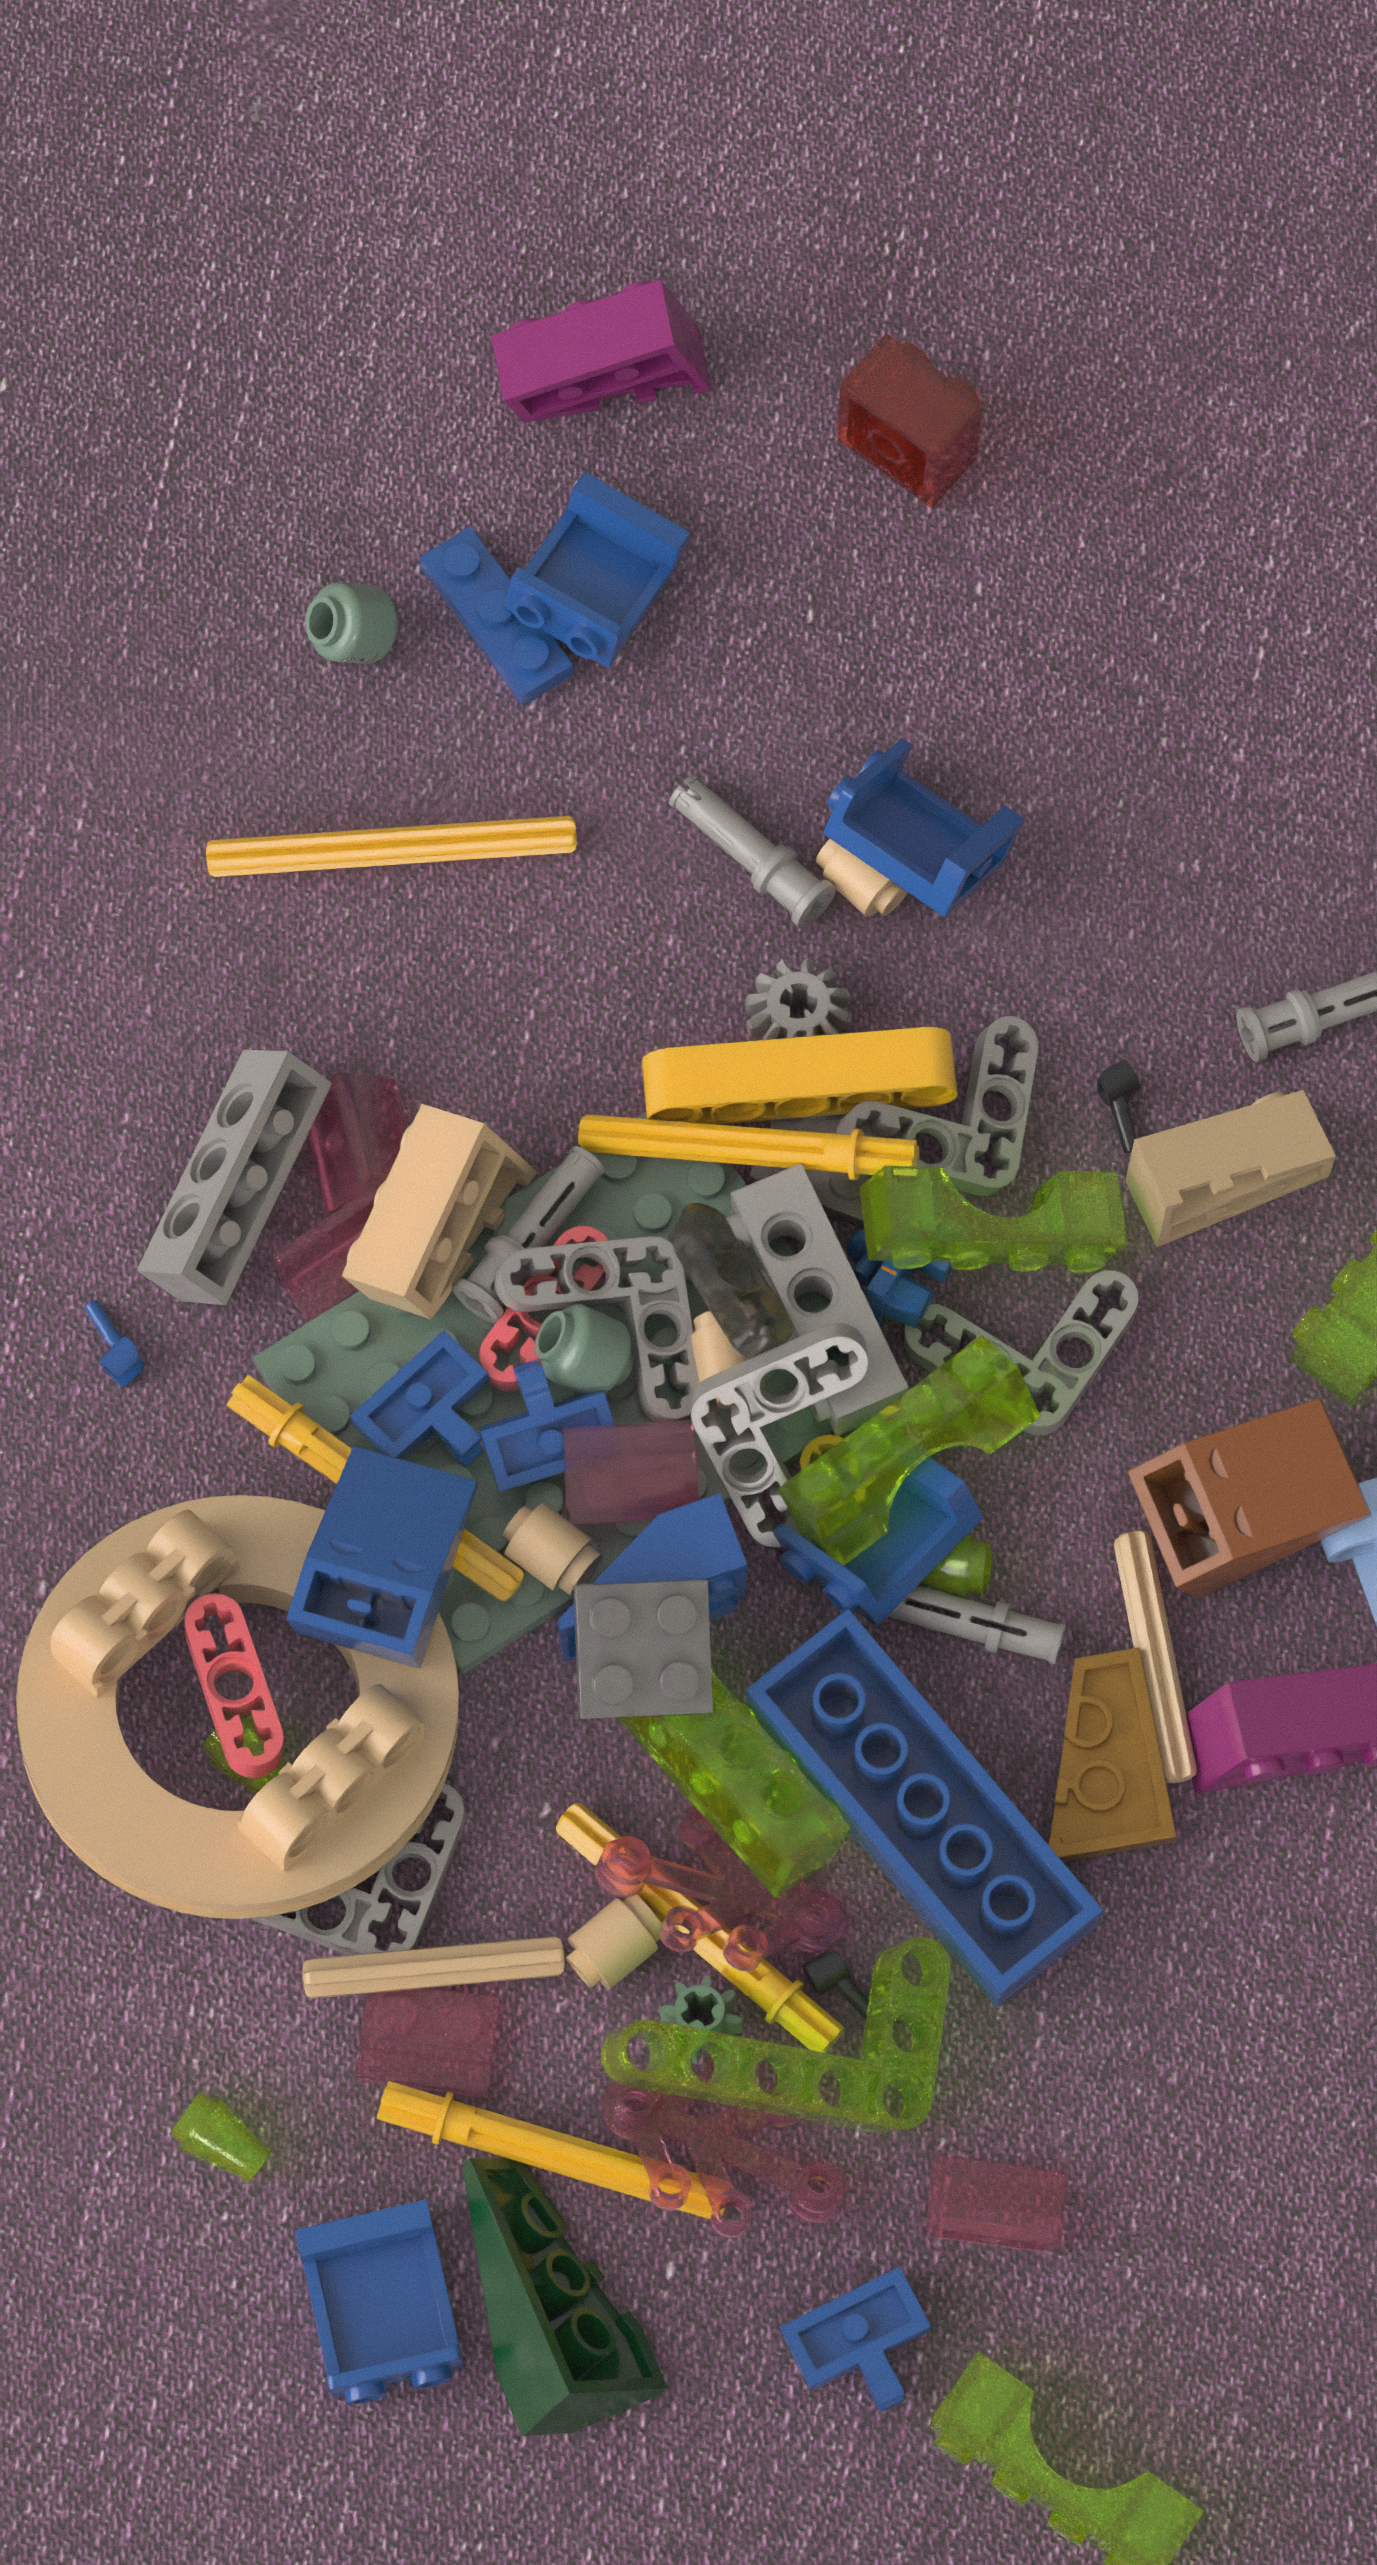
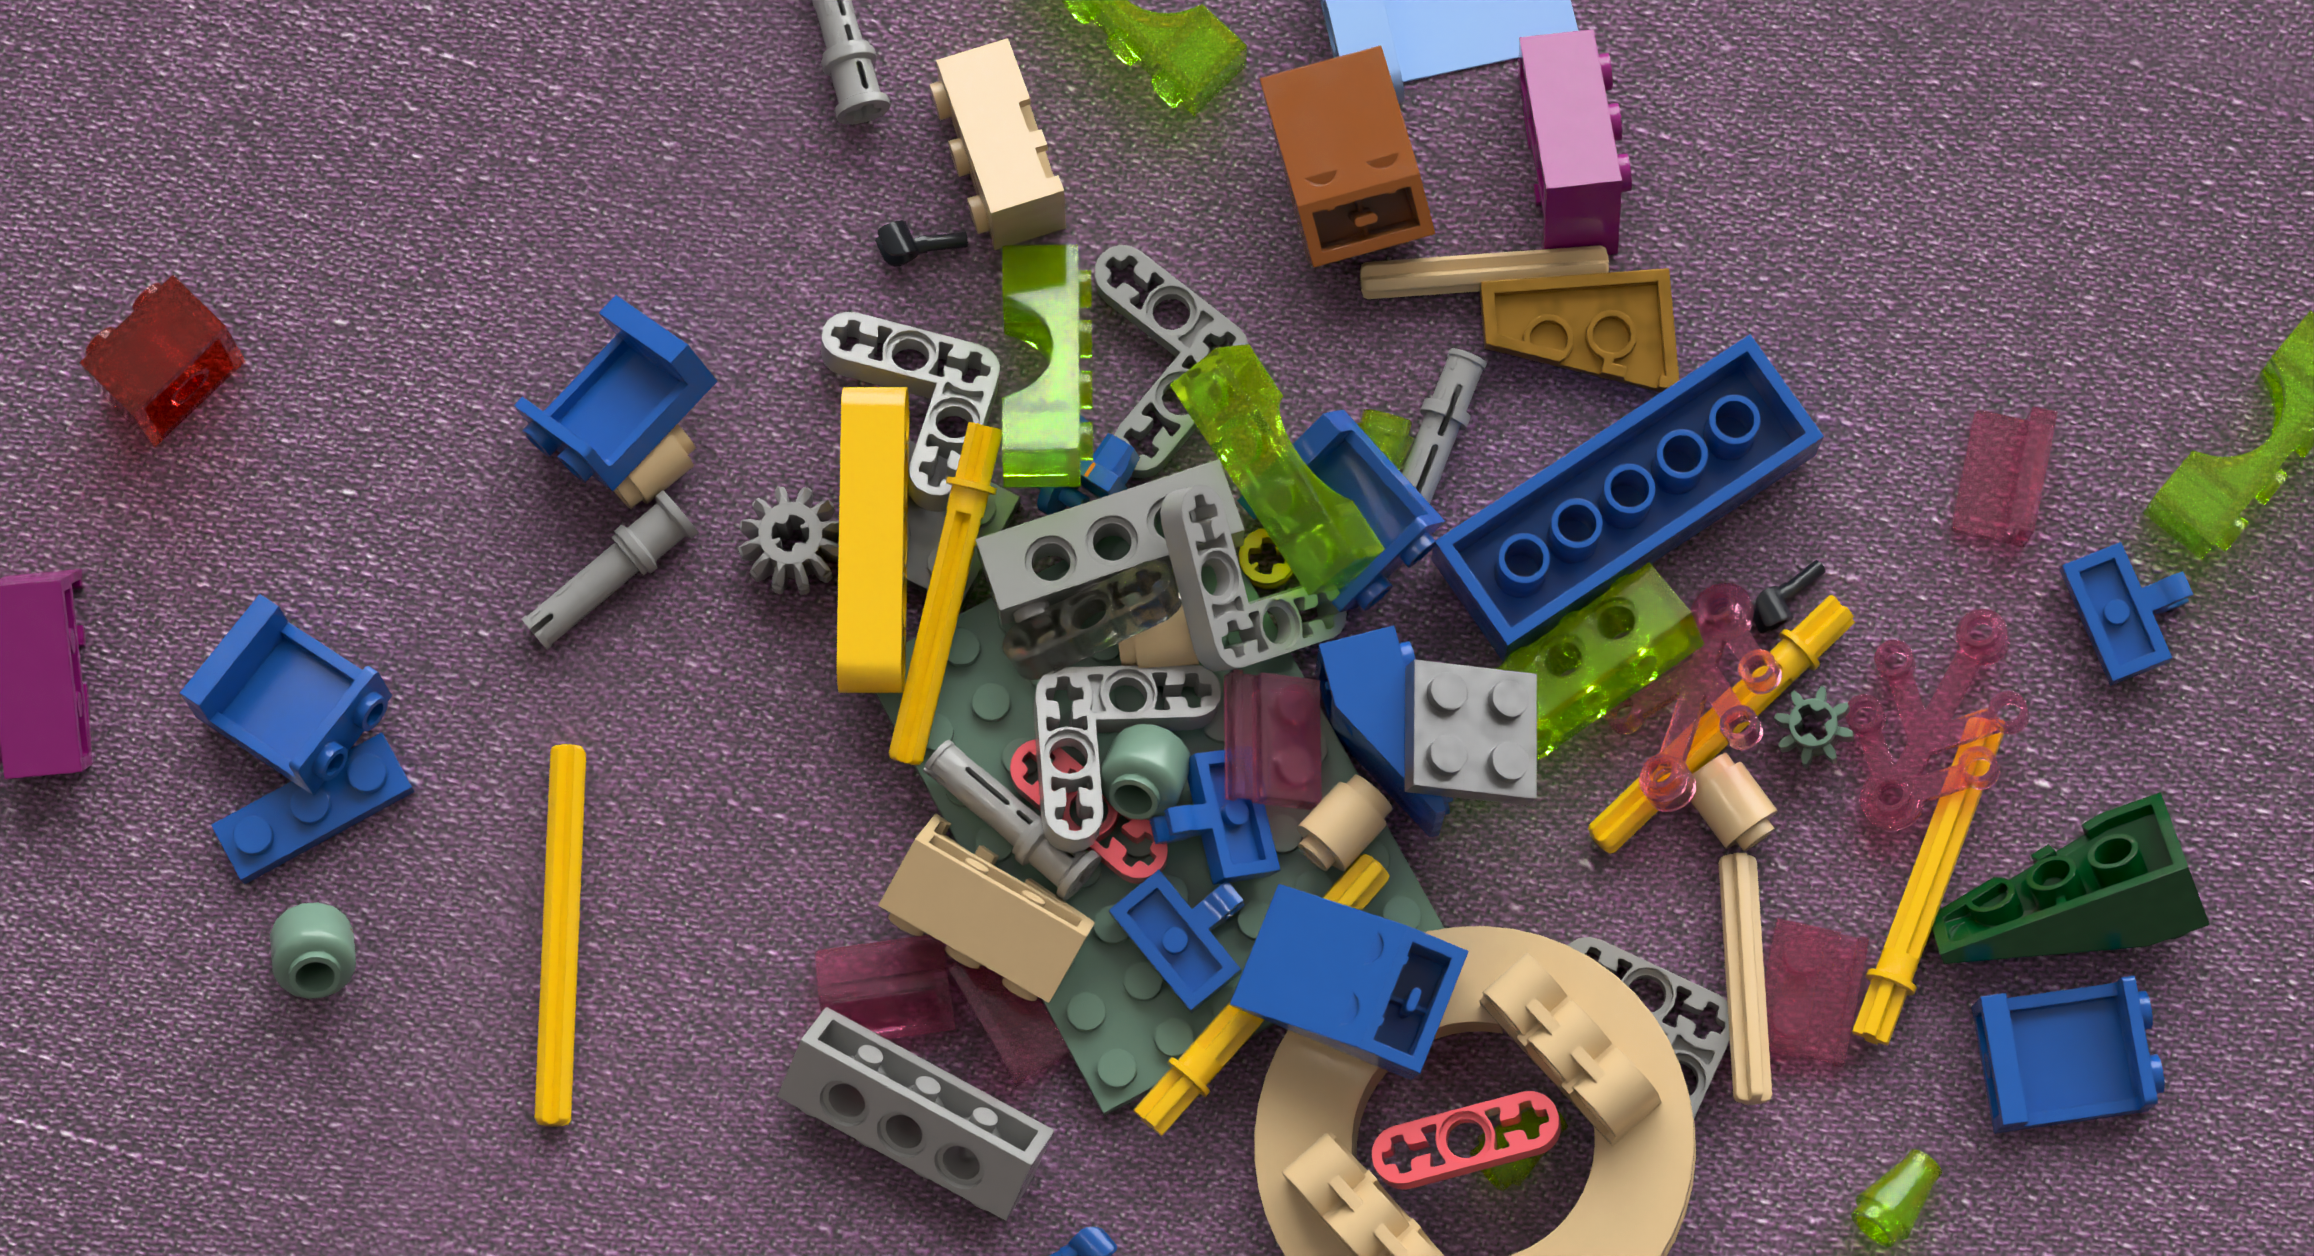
camera: 85 degrees left, 5 degrees up
(801, 2069) = (1882, 633): clear neon green beam -> none

